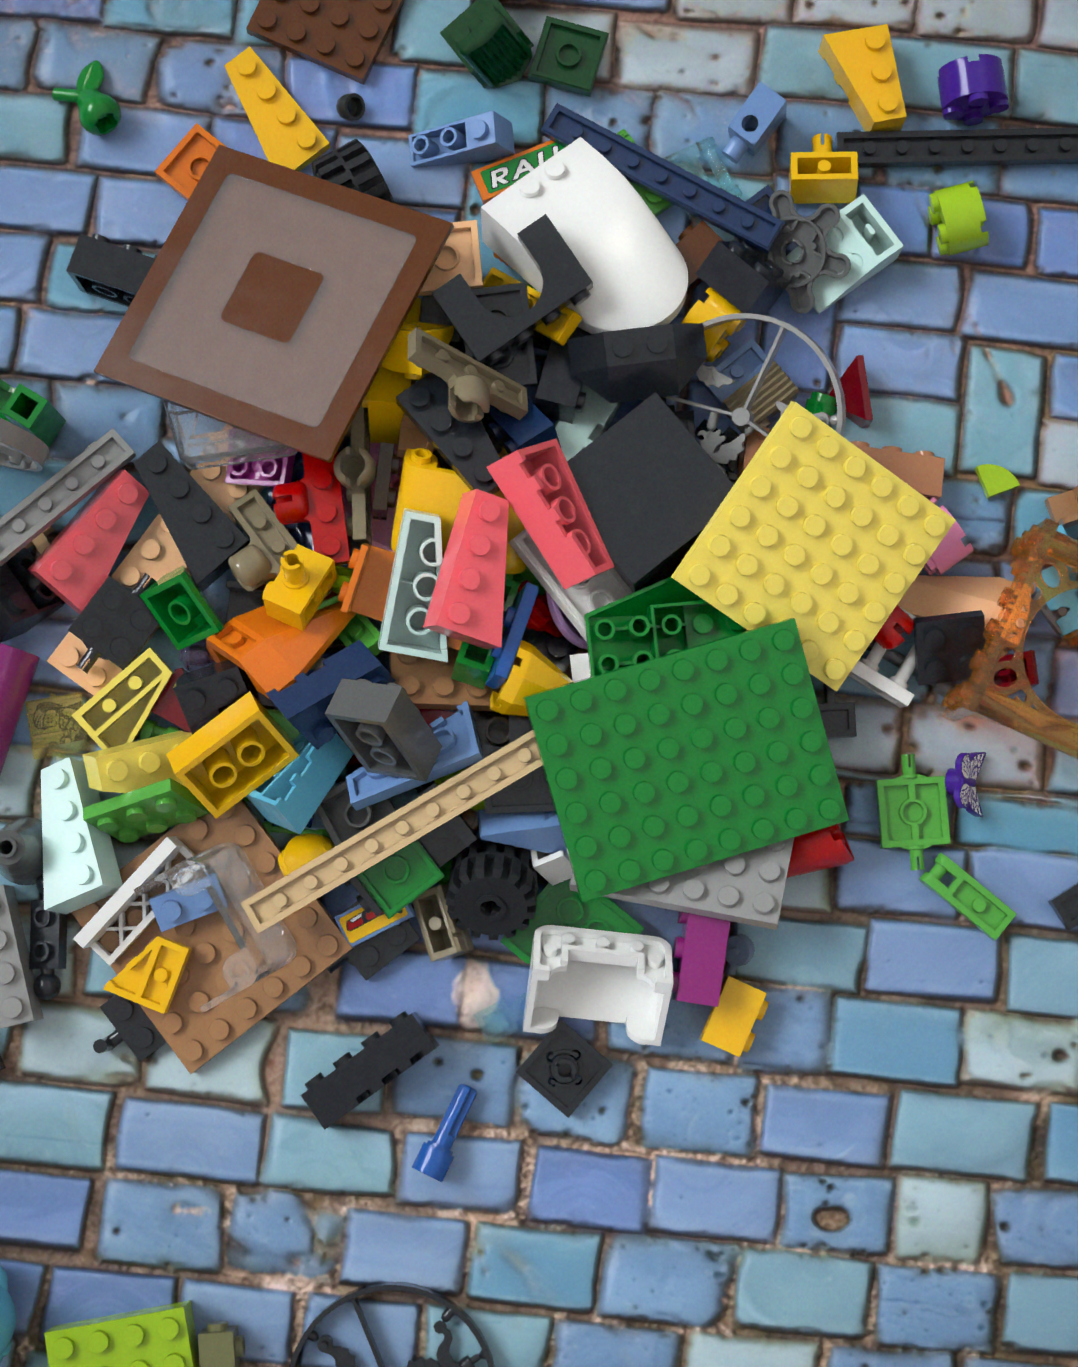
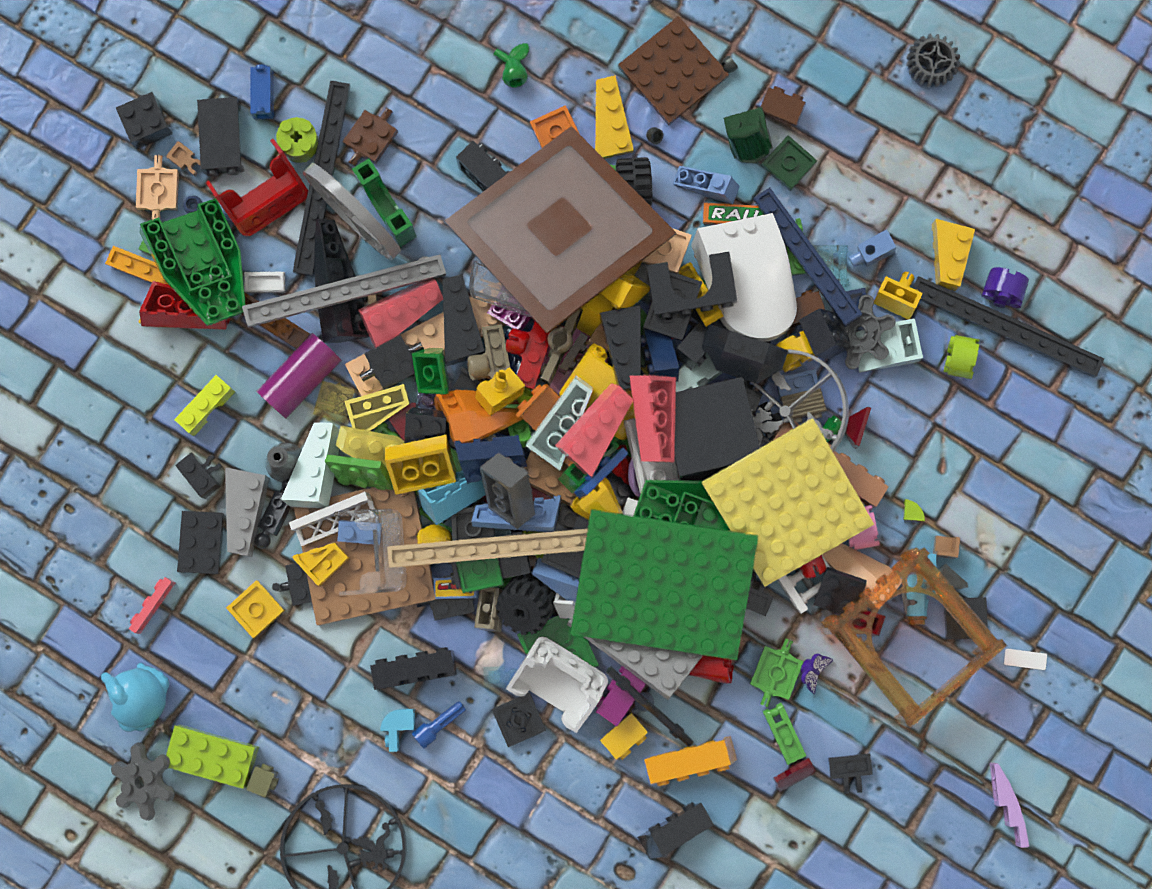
camera: 25 degrees right, 0 degrees up
(85, 1094) = (255, 609): none -> yellow plate
(379, 1162) = (397, 720): none -> medium azure brick
(470, 383) = (644, 323): dark tan plate -> none
(700, 938) = (624, 684): none -> black bar
(851, 1005) = (691, 761): none -> light orange wedge
(878, 1120) = (675, 831): none -> black wedge
(1012, 950) = (794, 775): none -> slope

